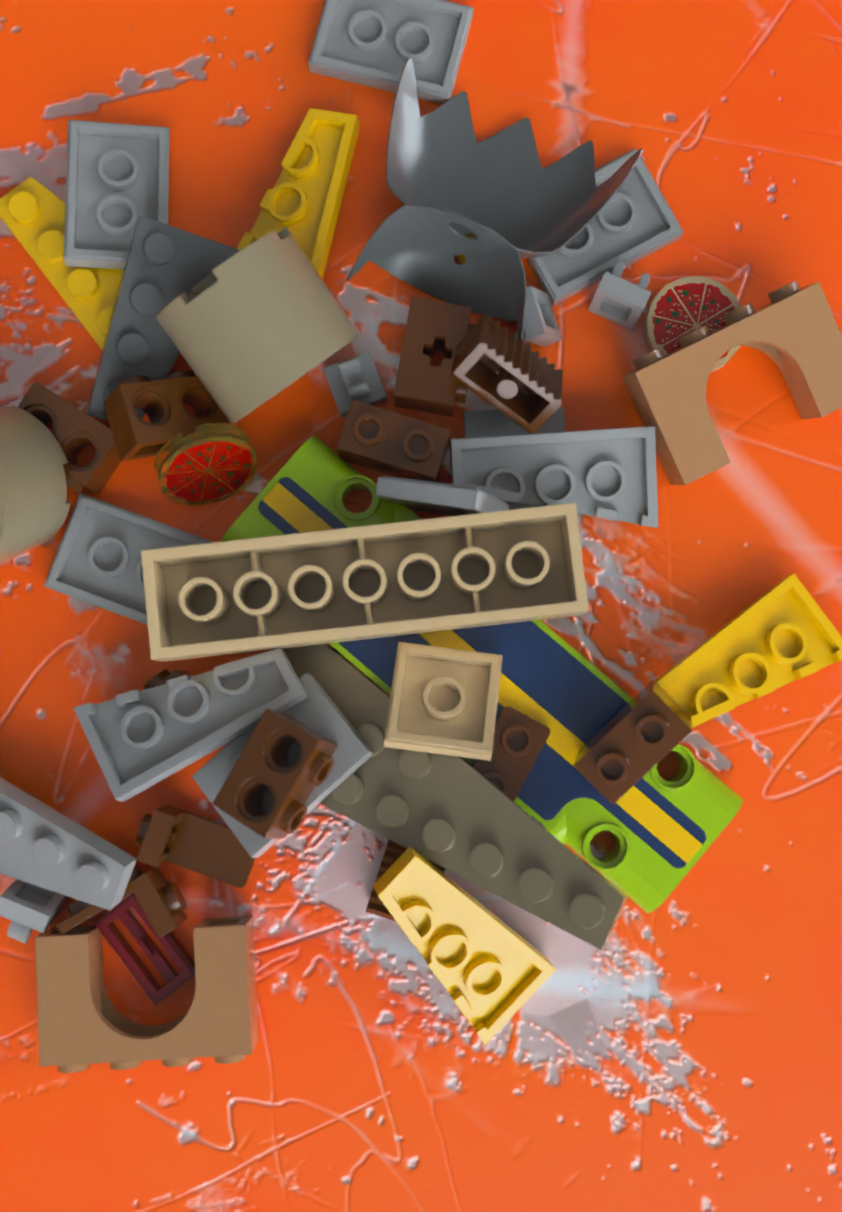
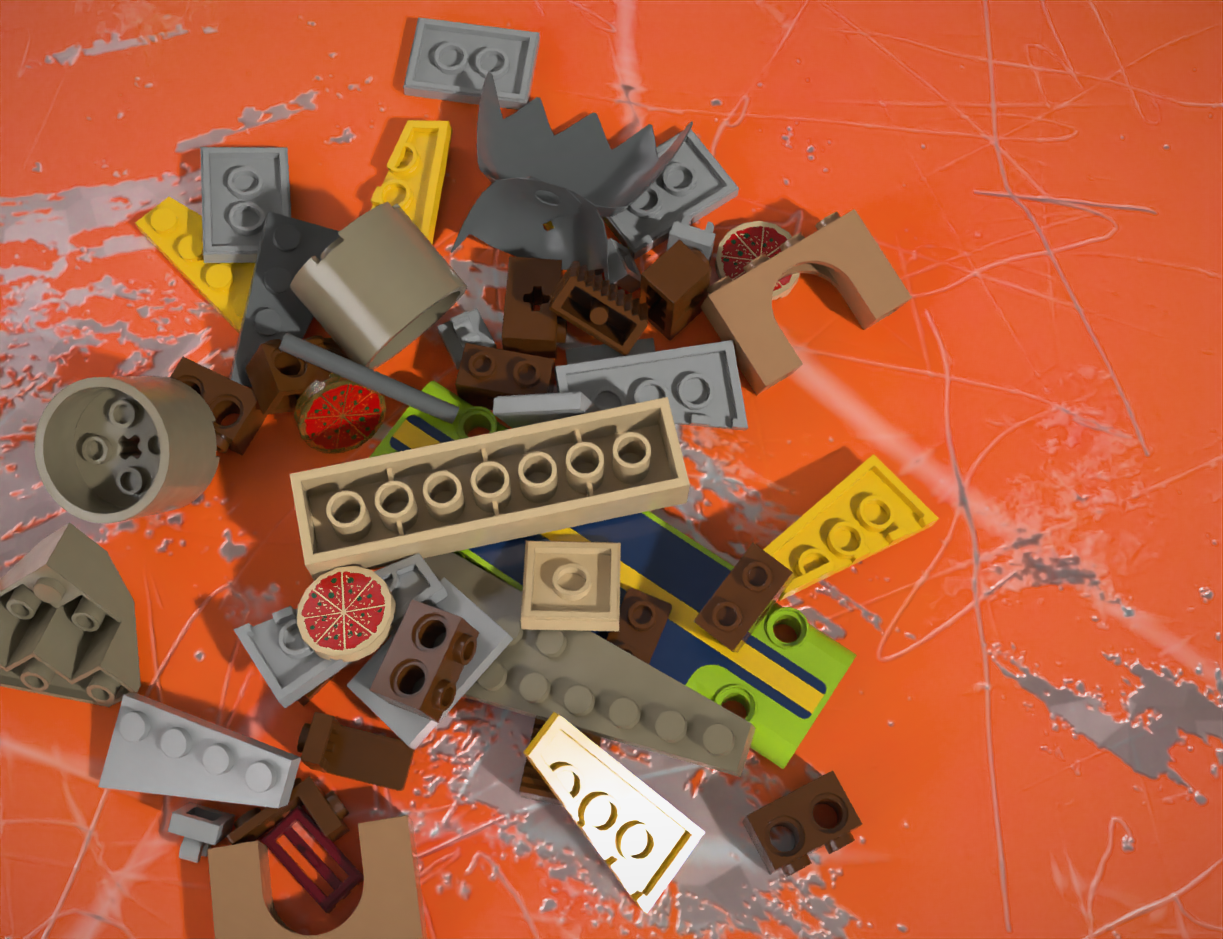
camera: 10 degrees left, 15 degrees down
(102, 556) = (253, 510): light grey tile -> none
(194, 712) = (346, 613): none -> tile
(237, 436) = (368, 378): none -> dark grey bar
(598, 355) = (675, 288): none -> reddish brown brick
(655, 958) = (796, 814): none -> reddish brown brick

